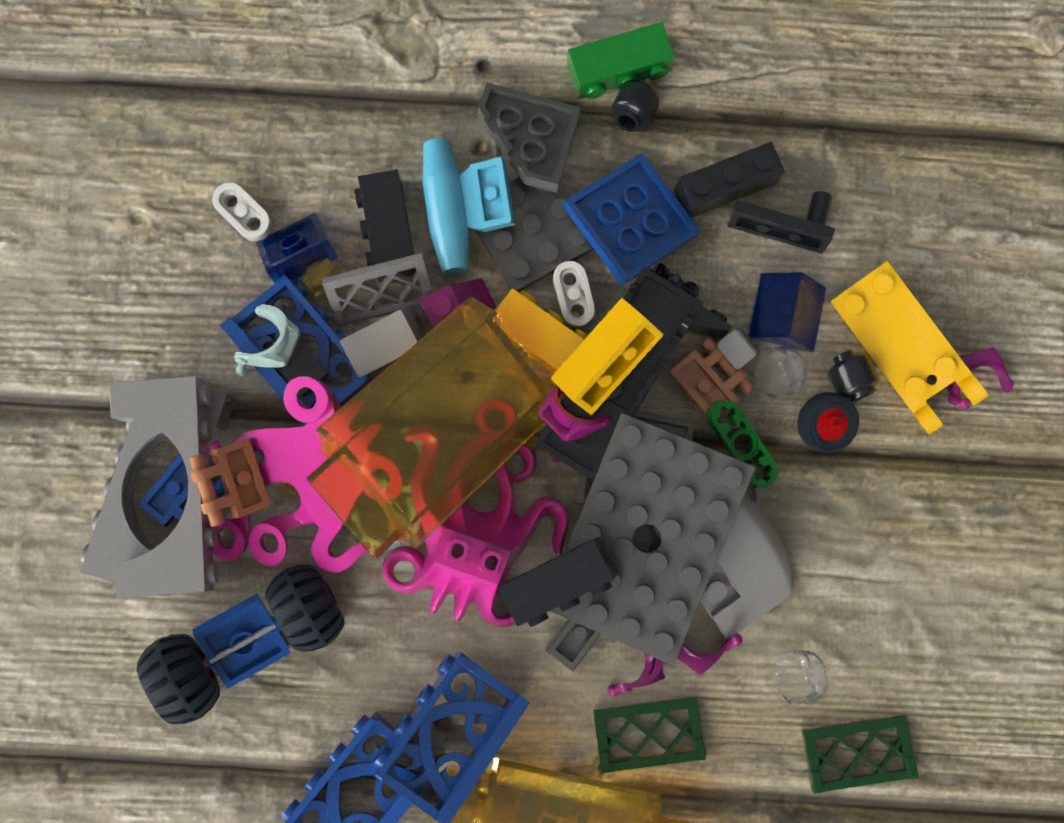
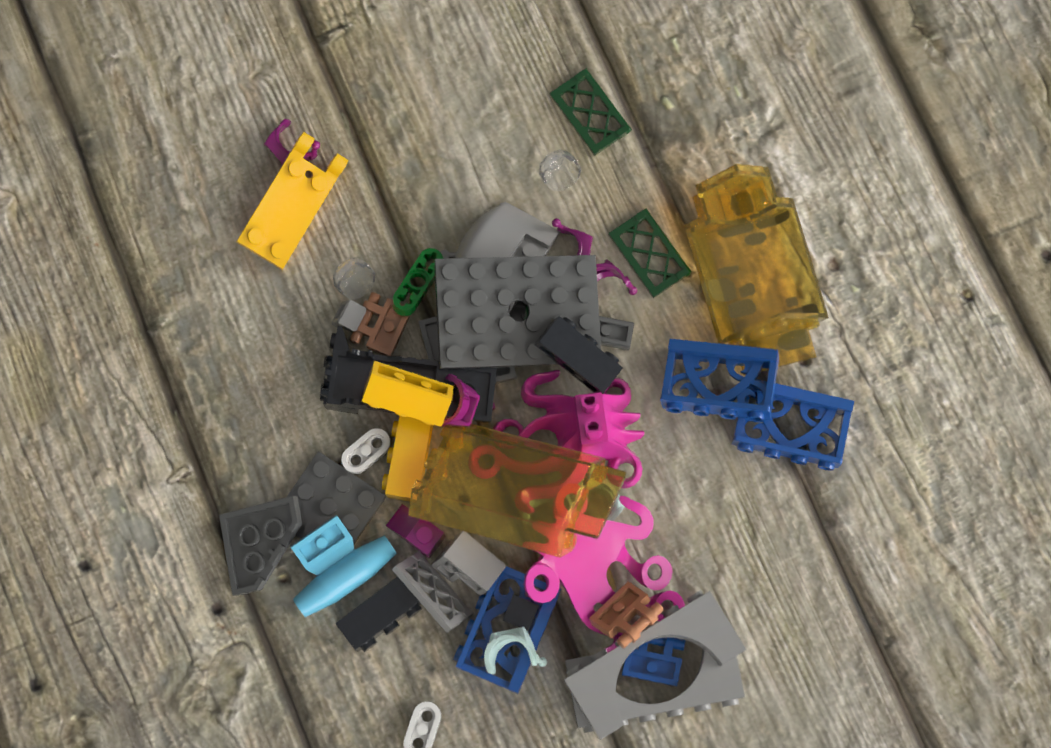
camera: 110 degrees left, 5 degrees down
(238, 644) = (732, 556): black plate -> none
(295, 248) = (429, 674): clear blue slope -> none
(316, 272) = (443, 643): clear yellow plate -> none
(619, 60) = (169, 503): green brick -> none
(631, 218) = (289, 435): blue plate -> none
(635, 106) = (199, 475): black head -> none
(729, 180) = (226, 380): black brick -> none
(787, 310) = (304, 296): clear blue slope -> none
(788, 229) = (240, 306): black piece -> none
(828, 422) = (373, 230): black wheel -> none
(853, 375) = (331, 228): black head -> none

